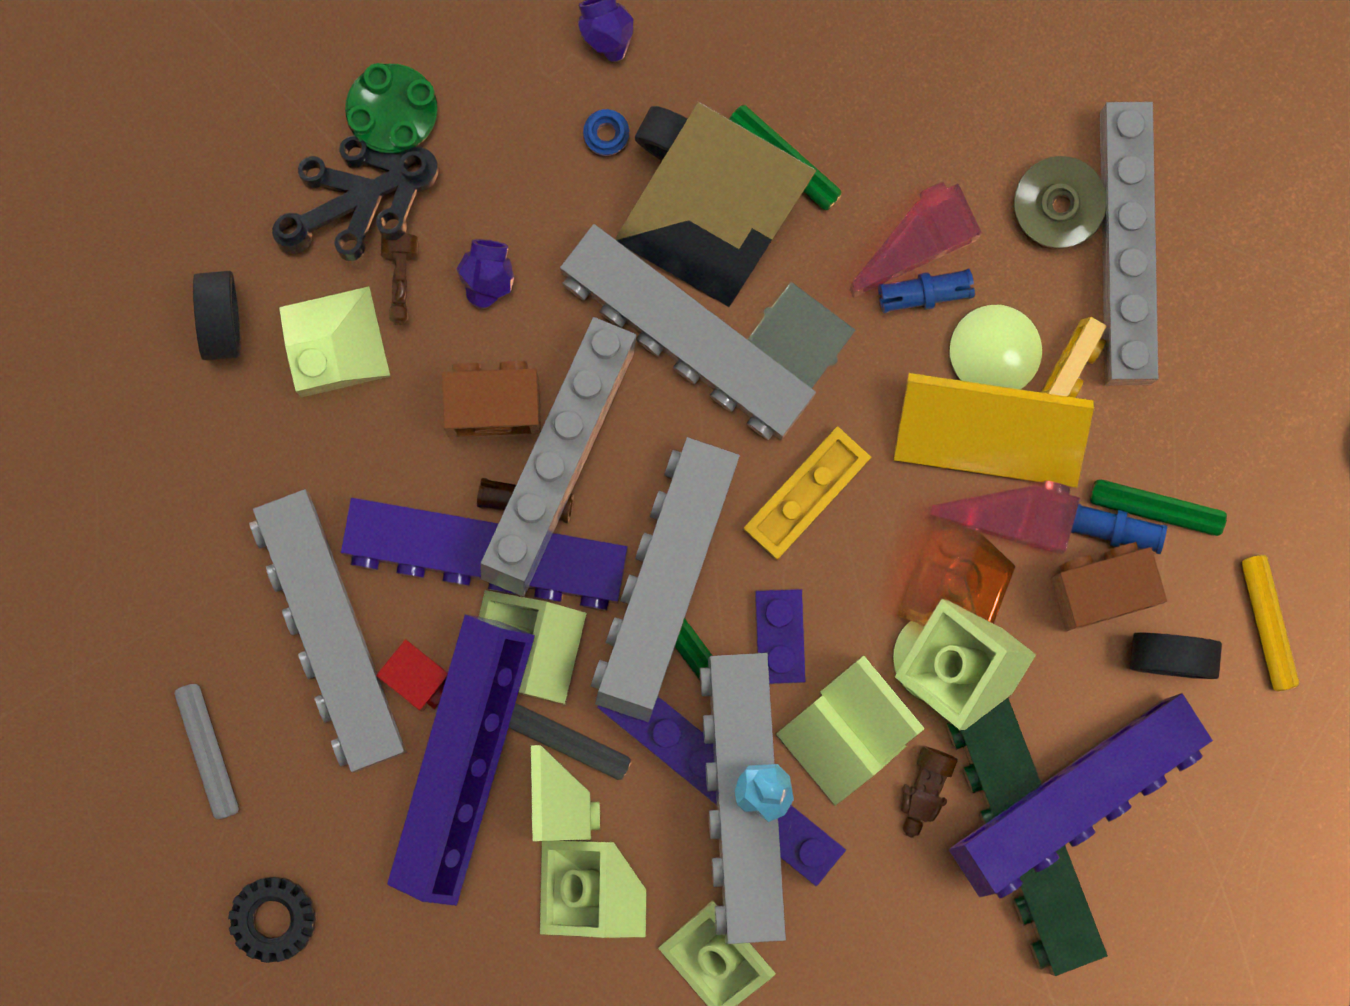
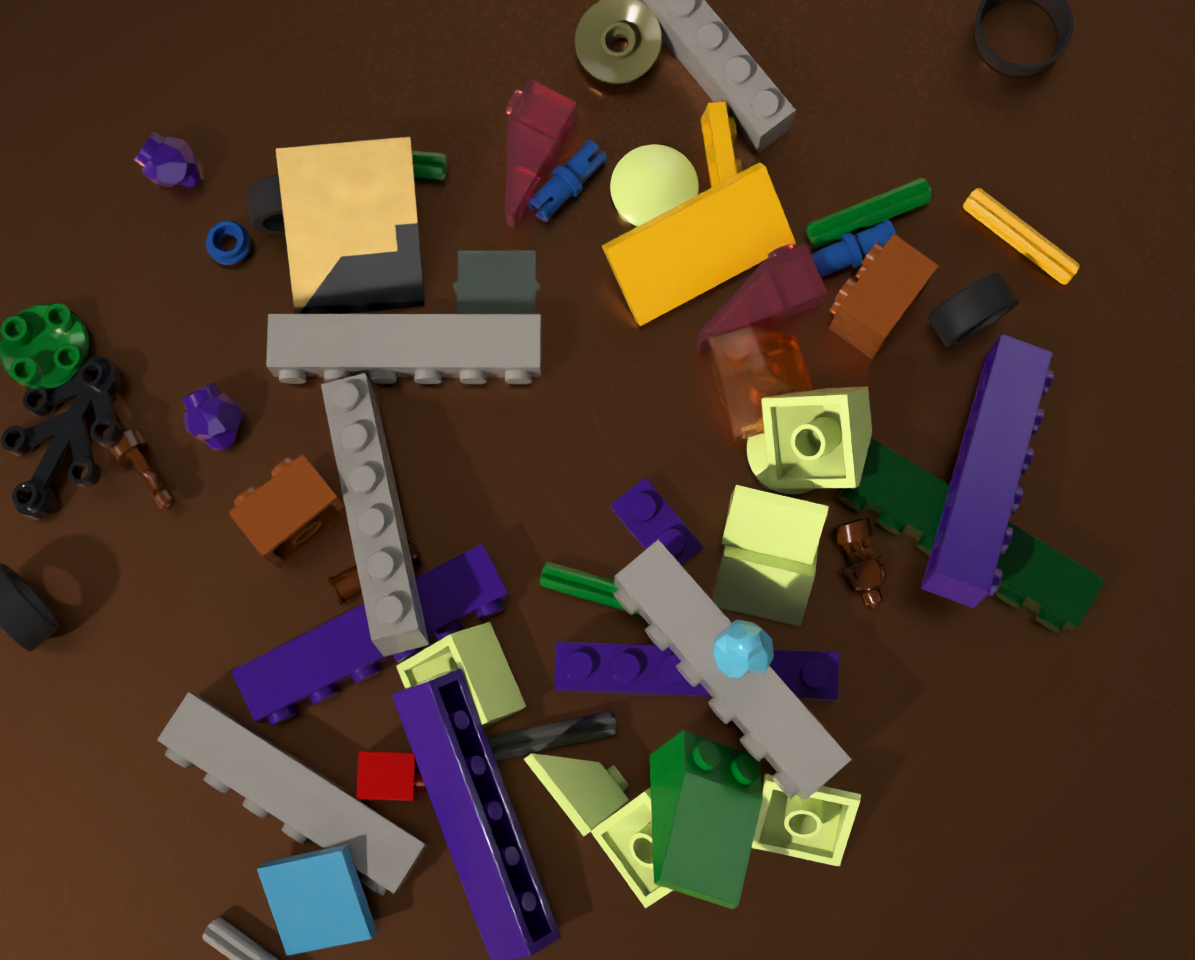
camera: 30 degrees left, 5 degrees down
(286, 731) = (317, 900): none -> dark azure tile
(333, 342) = (130, 561): yellowish green slope -> none
(638, 896) = (703, 817): none -> green slope
(666, 579) = (534, 548): light grey brick -> none
(807, 493) = (592, 400): yellow plate -> none

